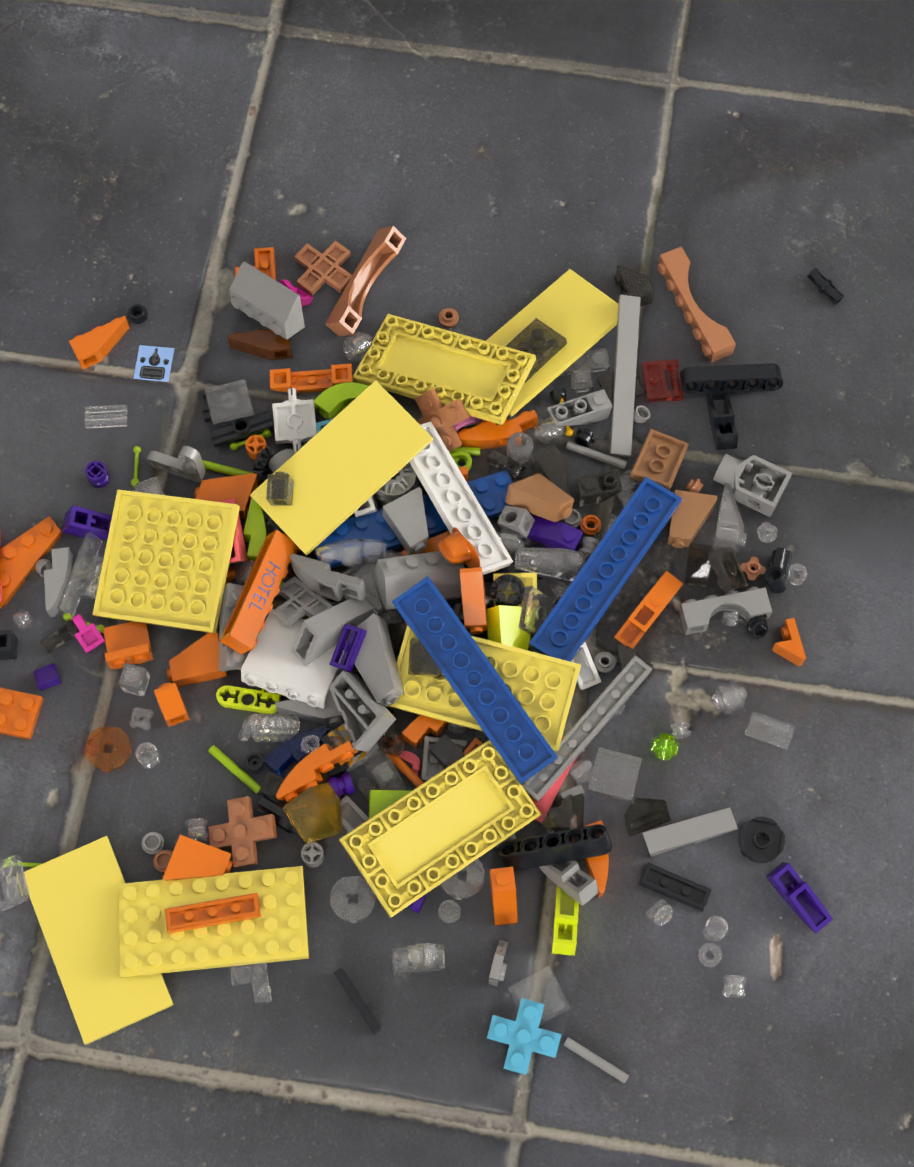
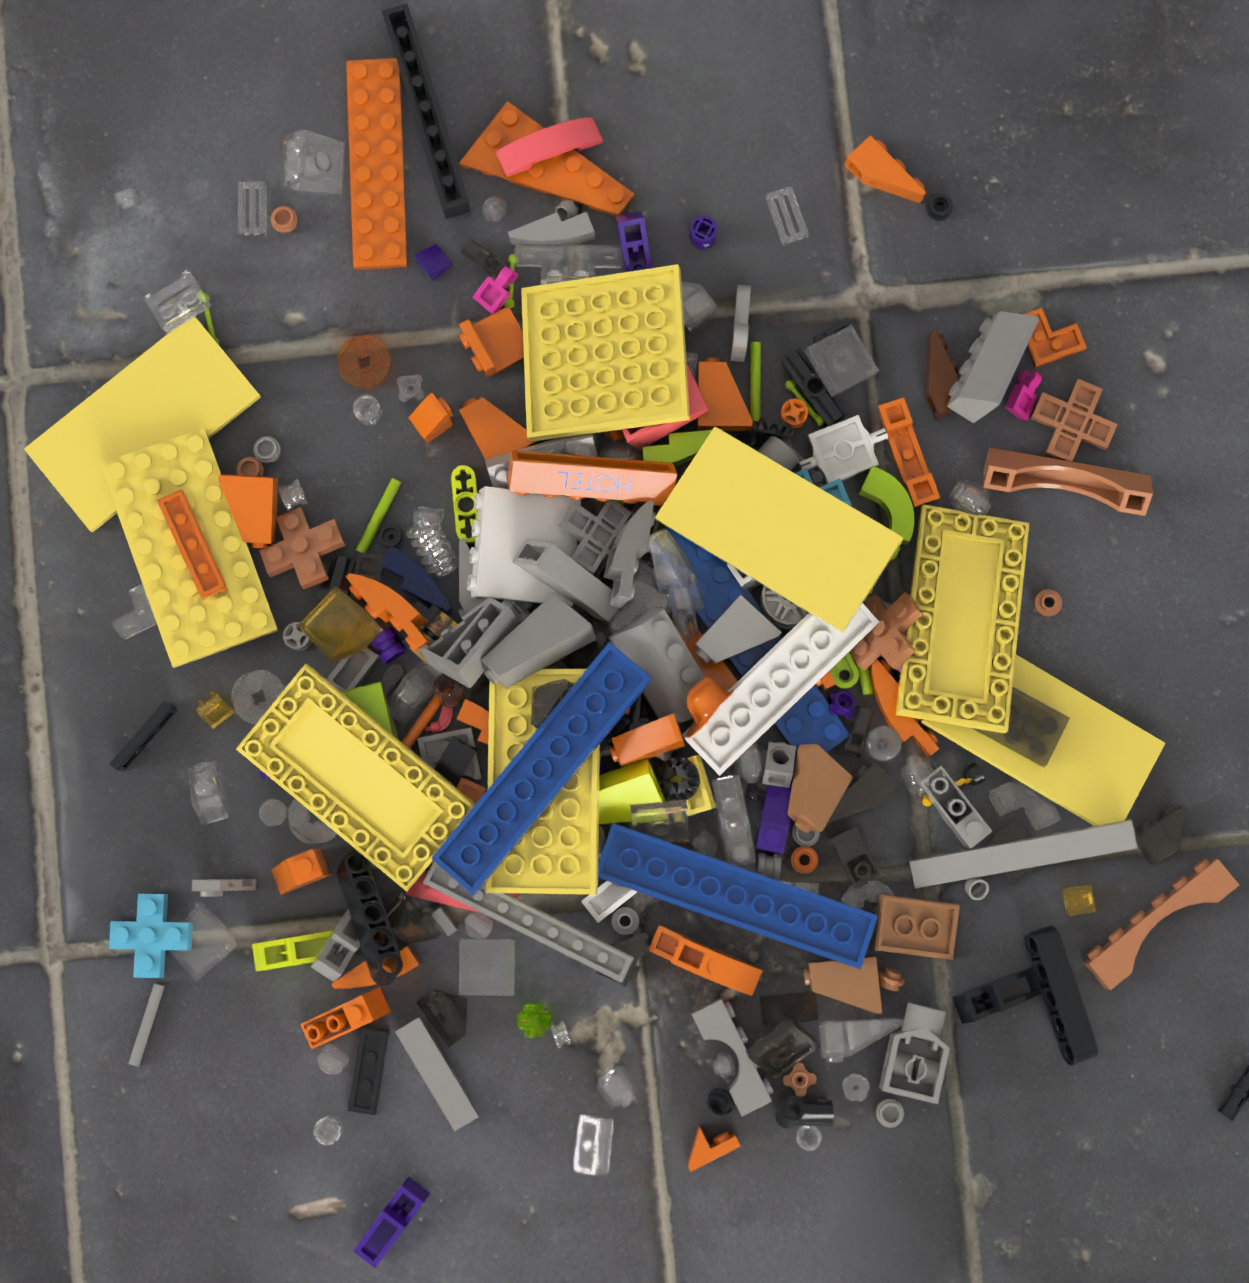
camera: 80 degrees right, 15 degrees up
(134, 679) = (452, 364): clear brick -> none
(136, 450) = (709, 280): lime hinge -> none
(153, 363) = (878, 250): sticker -> none
(280, 489) = (725, 461): clear smoke brick -> none
(313, 740) = (414, 599): clear pin -> none
(351, 648) = (542, 610): dark purple tile -> none
(352, 936) = (214, 710): none -> clear yellow tile
(482, 469) = (846, 699): none -> dark purple plate
(584, 437) = (923, 822): black plate -> none
(596, 455) = (904, 843): light grey bar -> none
(629, 893) = (345, 1018): none -> orange slope
(655, 381) = (1031, 895): clear red plate -> none
(666, 350) = (1079, 900): none -> clear yellow tile
(711, 948) = (289, 1132): clear plate -> none
(734, 986) = (266, 1166): clear wheel -> none
(750, 847) = (438, 1174): black plate -> none
(791, 514) = (889, 1113): none -> light grey plate

